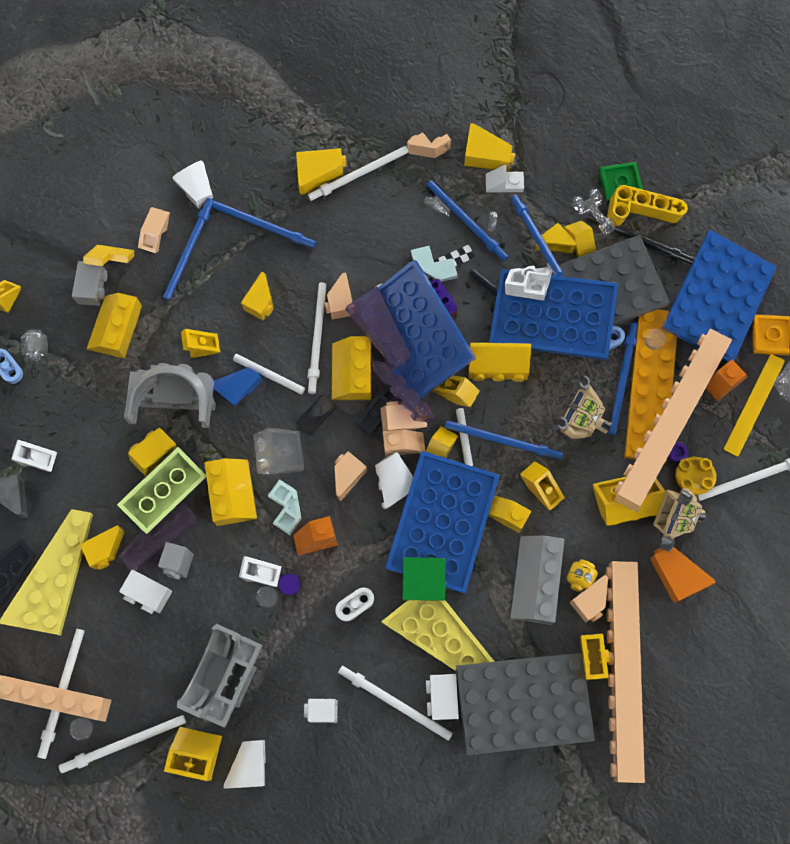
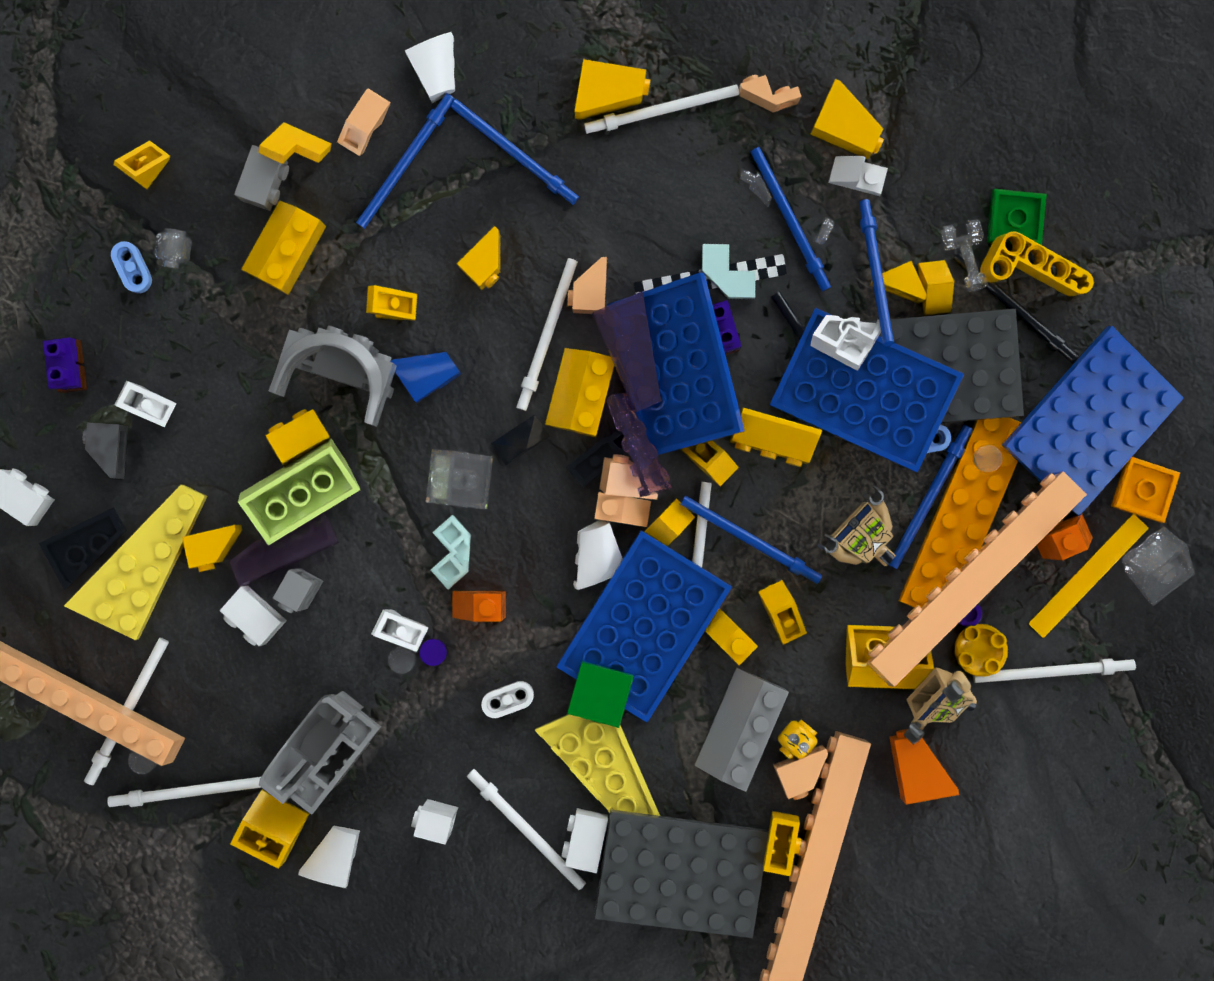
camera: 15 degrees right, 15 degrees up
(230, 491) = (386, 515): yellow slope -> none
(269, 374) = (471, 368): white bar -> none
(347, 473) = (539, 531): light nougat slope -> none

